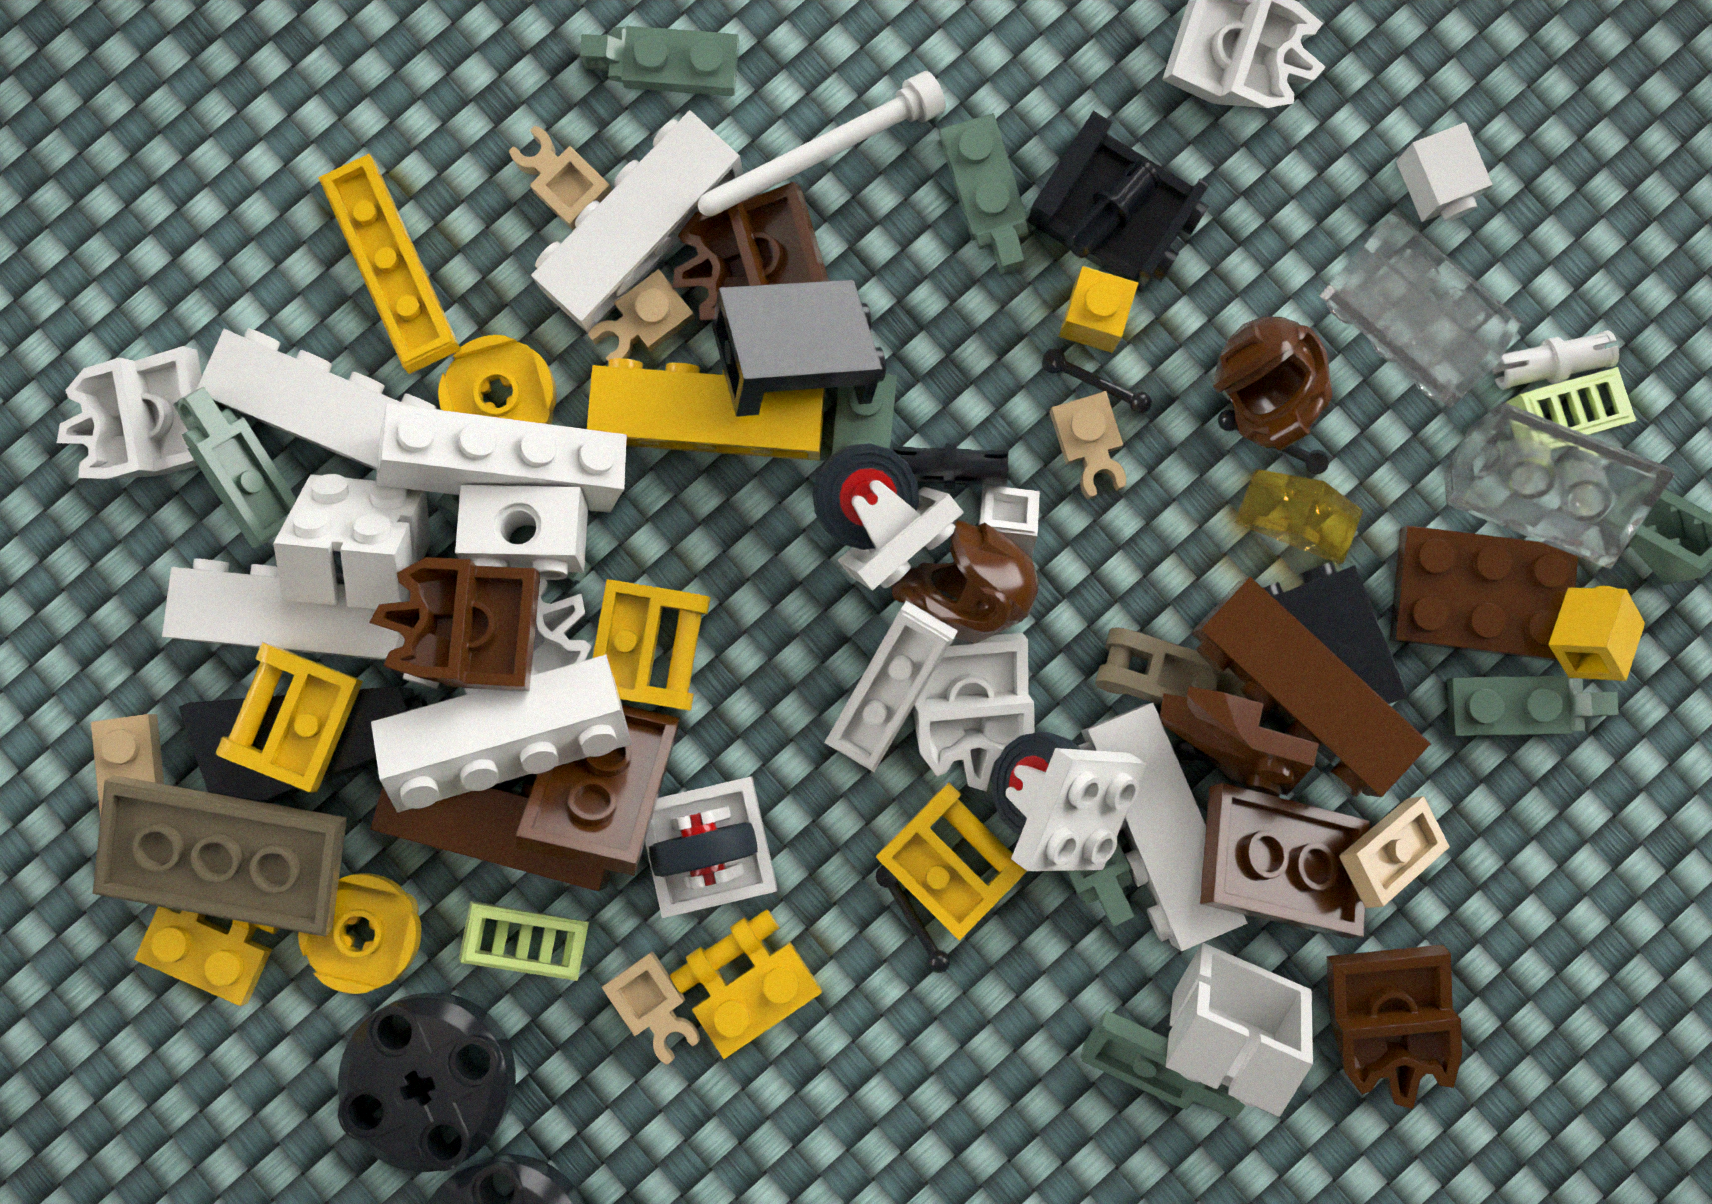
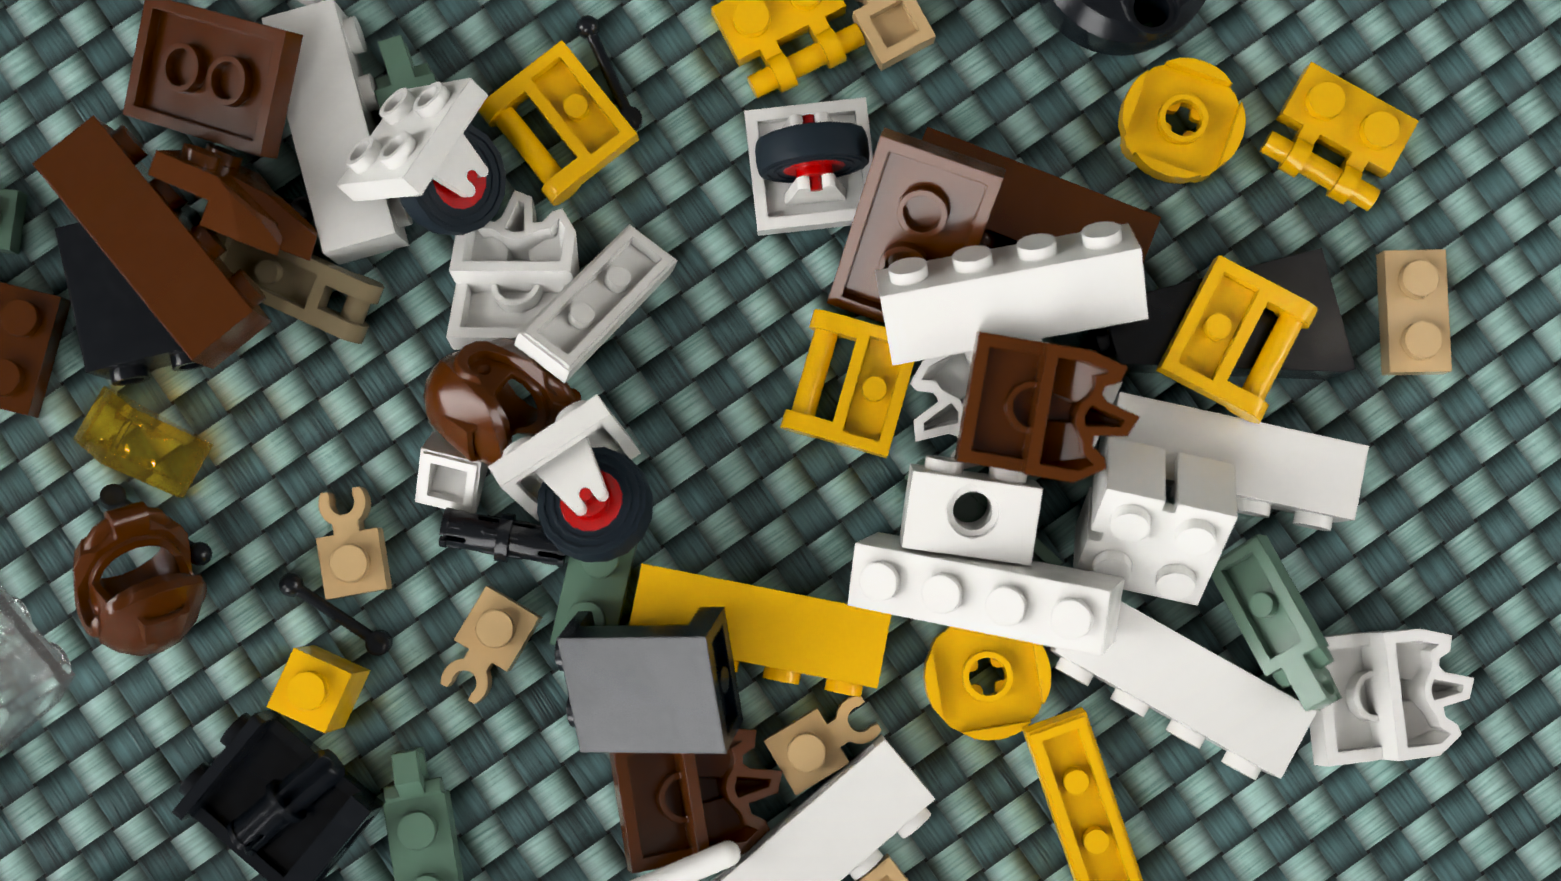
camera: 170 degrees left, 0 degrees up
(219, 855) = (1322, 208): dark tan tile -> none
(473, 932) = (1043, 80): yellowish green slope -> none
(949, 378) = (494, 635): none -> tan plate
(1394, 852) = (100, 73): tan plate -> none

